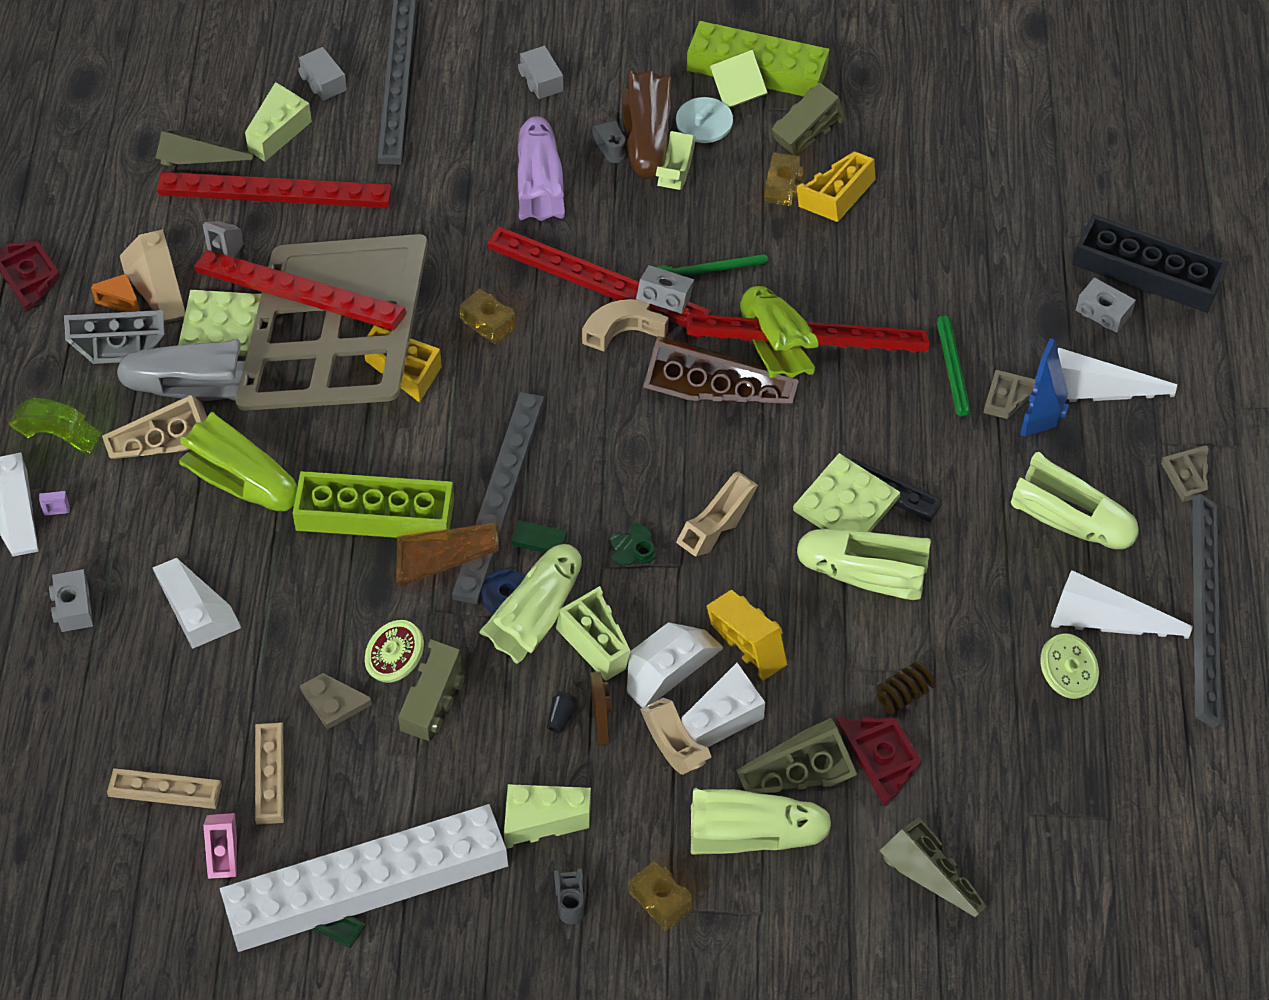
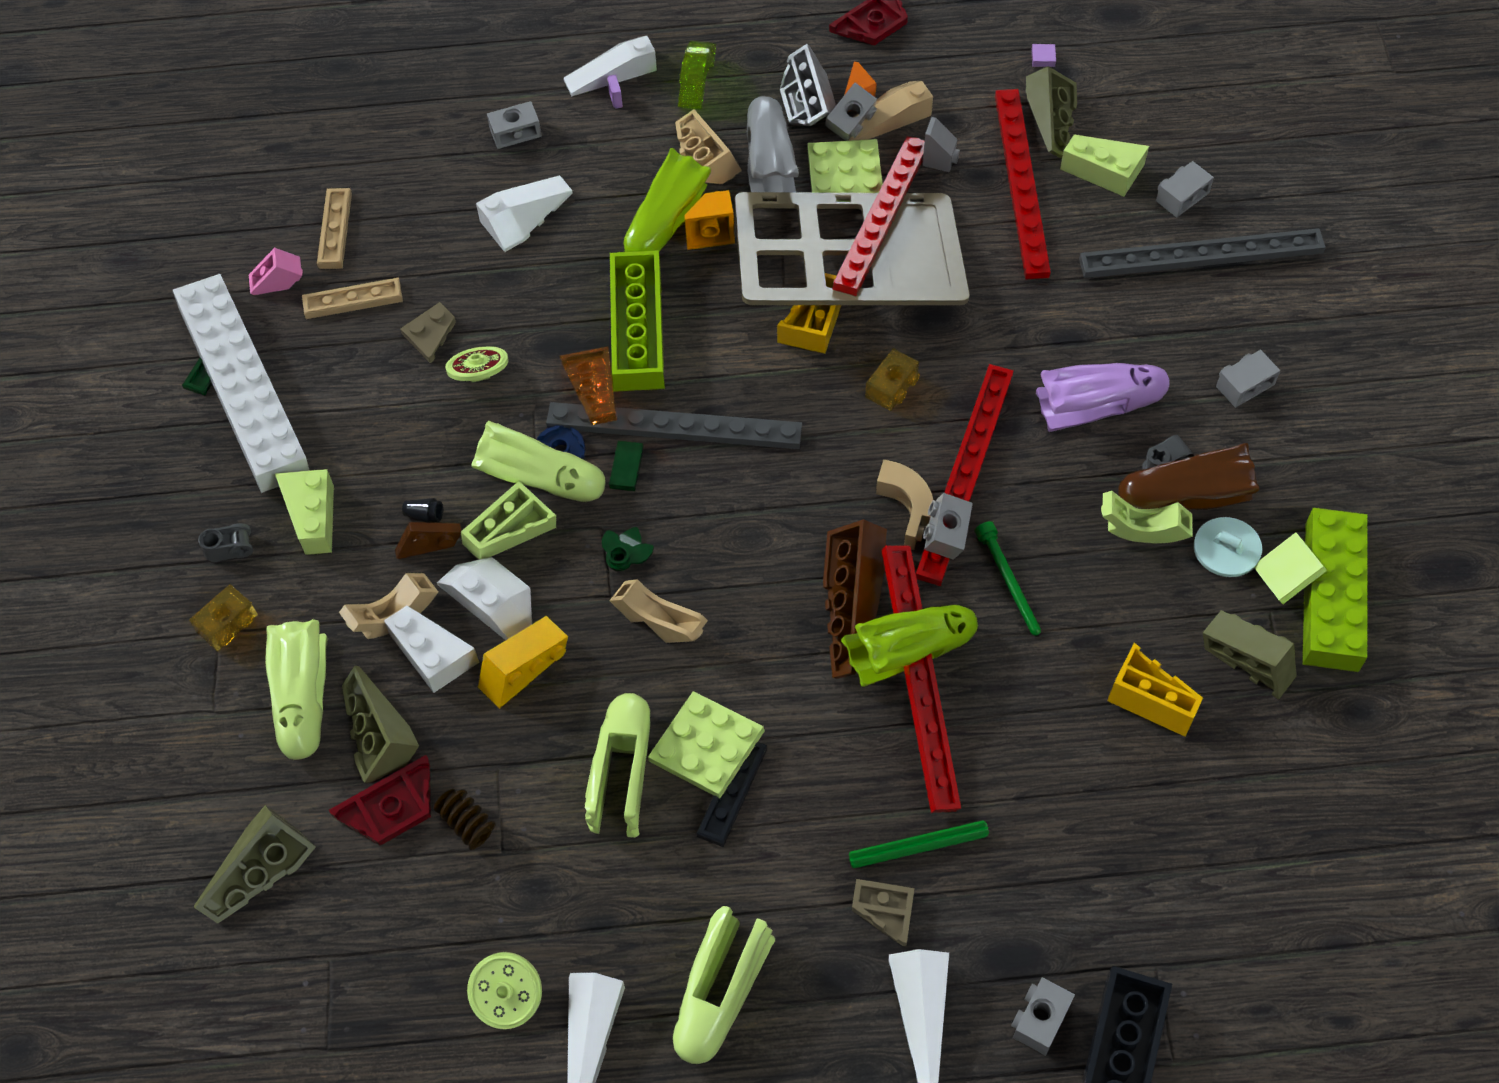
camera: 85 degrees right, 5 degrees up
(121, 147) = (1043, 55): none -> lavender tile
(158, 292) = (857, 100): none -> light grey brick
(266, 425) = (710, 221): none -> light orange slope
(433, 692) = (433, 399): olive wedge -> none
(782, 179) = (1166, 626): clear yellow brick -> none
(1048, 394) = (867, 936): blue wedge -> none

